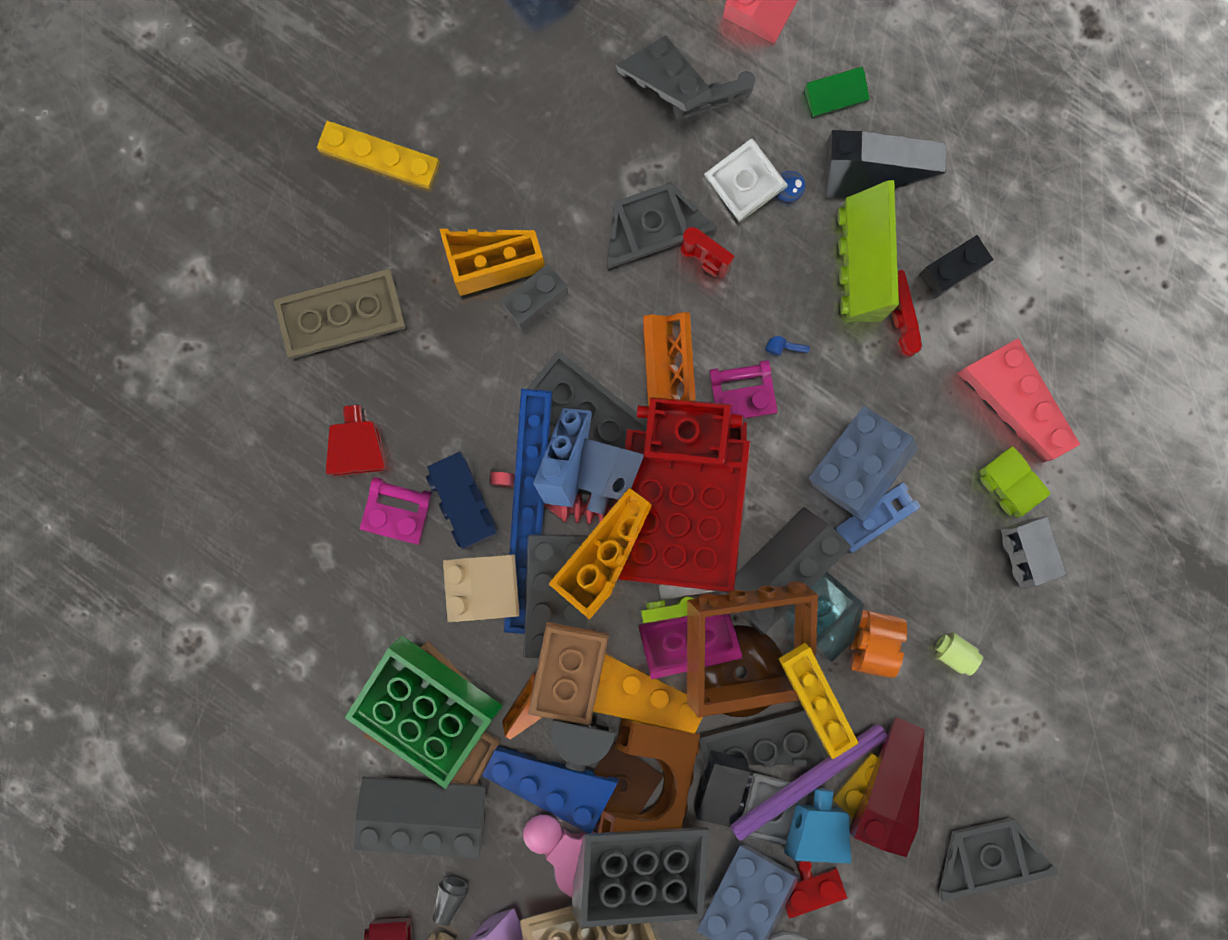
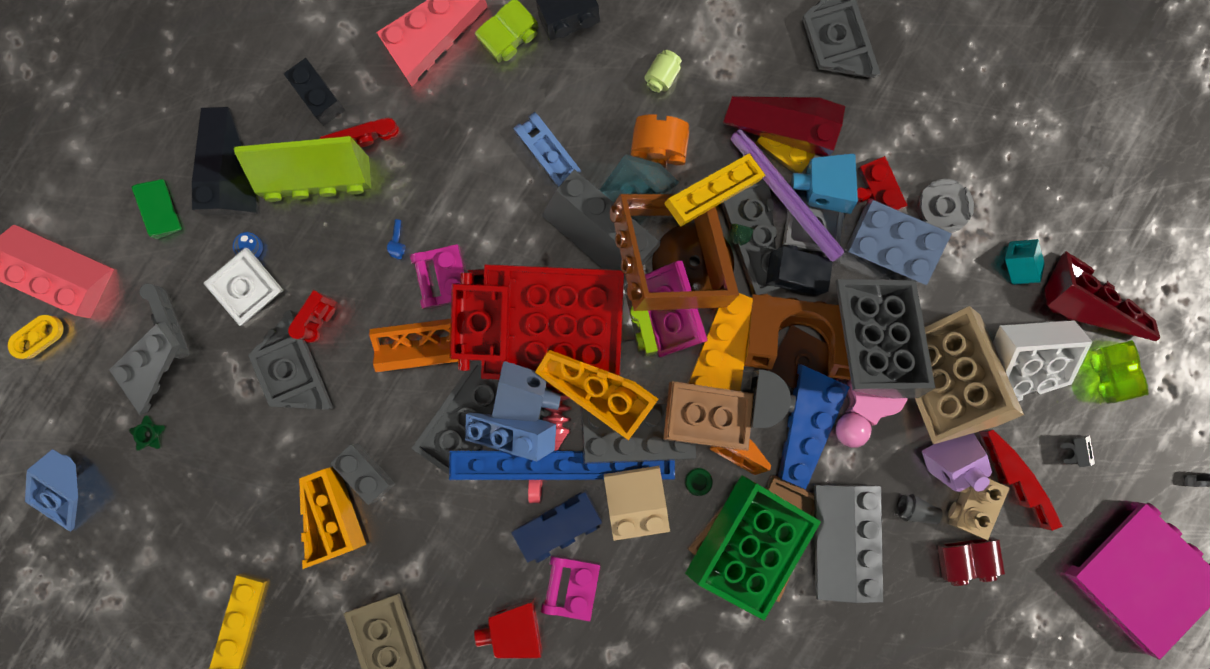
camera: 90 degrees left, 0 degrees up
(499, 658) = (698, 481): none -> dark green tile
(591, 64) = (140, 430): none -> dark green plate
(767, 726) = (740, 234): none -> clear green hinge
(863, 463) = (498, 163): sand blue brick -> none

